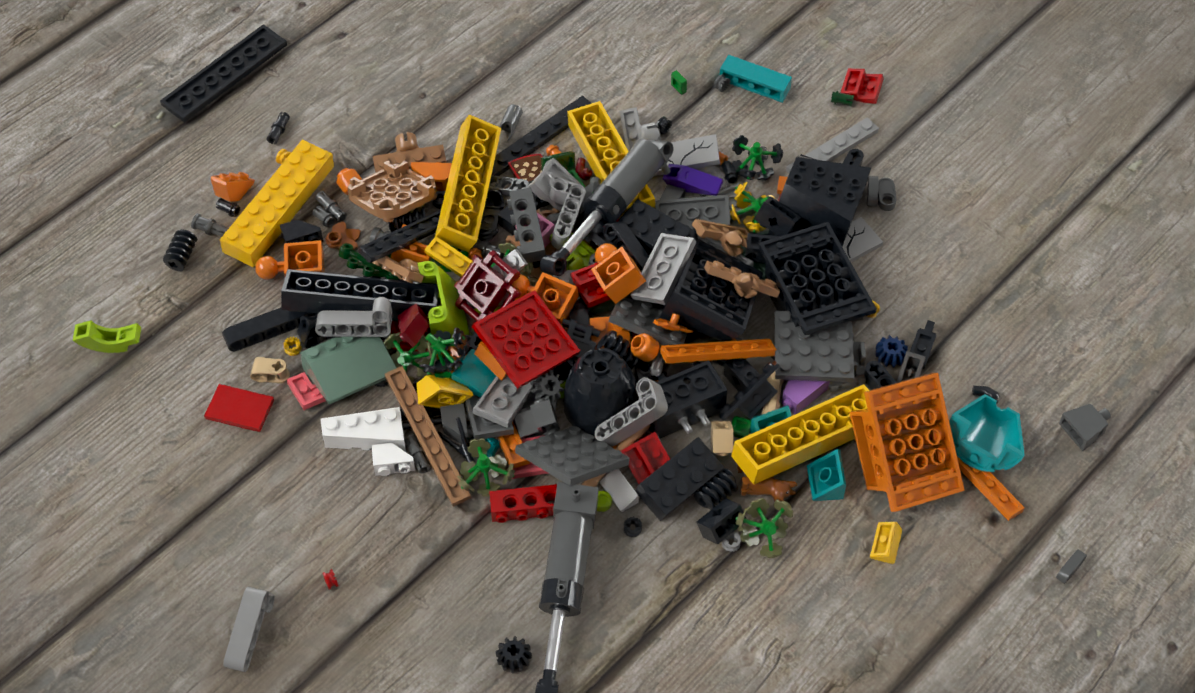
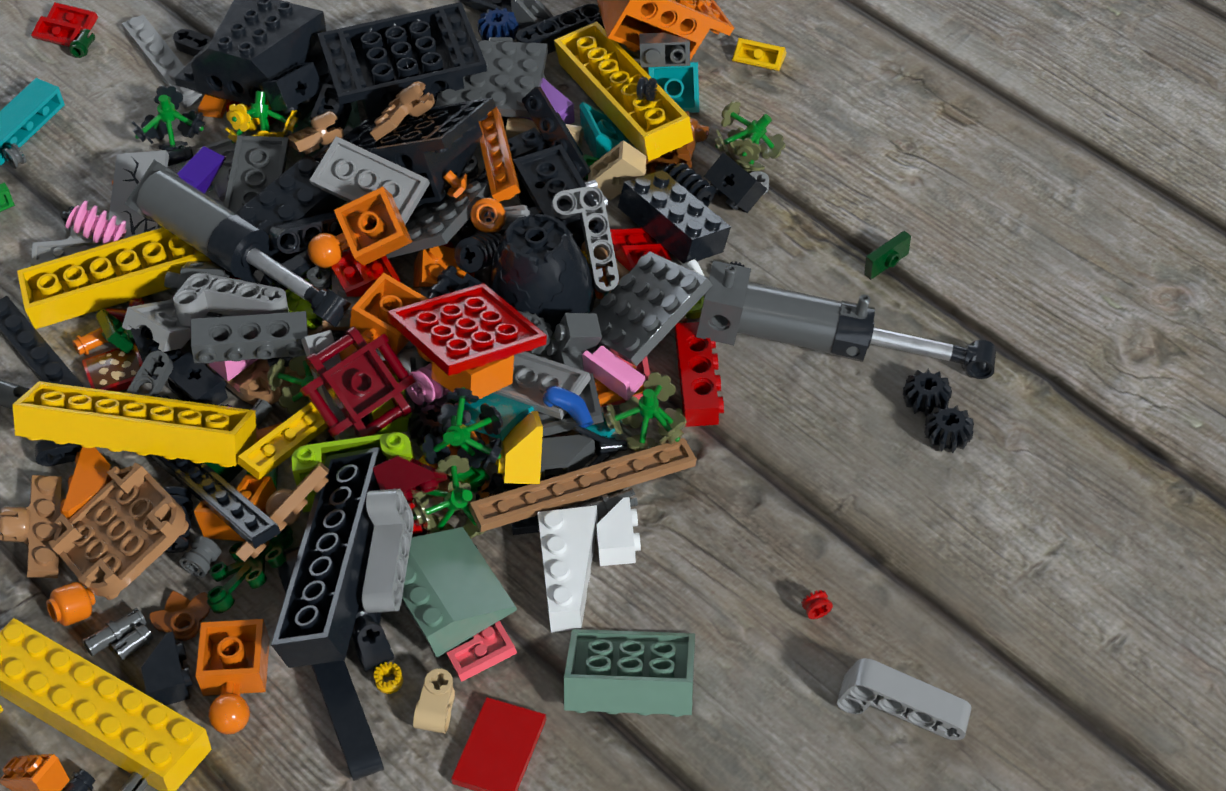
camera: 85 degrees left, 5 degrees down
(286, 472) = (630, 672): none -> sand green slope
(476, 661) = (949, 428): none -> black gear
(478, 411) = (570, 403): none -> blue arm
(513, 435) = (613, 372): none -> bright pink panel
(639, 129) = (95, 224): none -> bright pink piece
(653, 631) = (887, 255): none -> dark green plate
(779, 439) = (646, 89): none -> black bush
(845, 451) = (663, 50): none -> dark grey slope

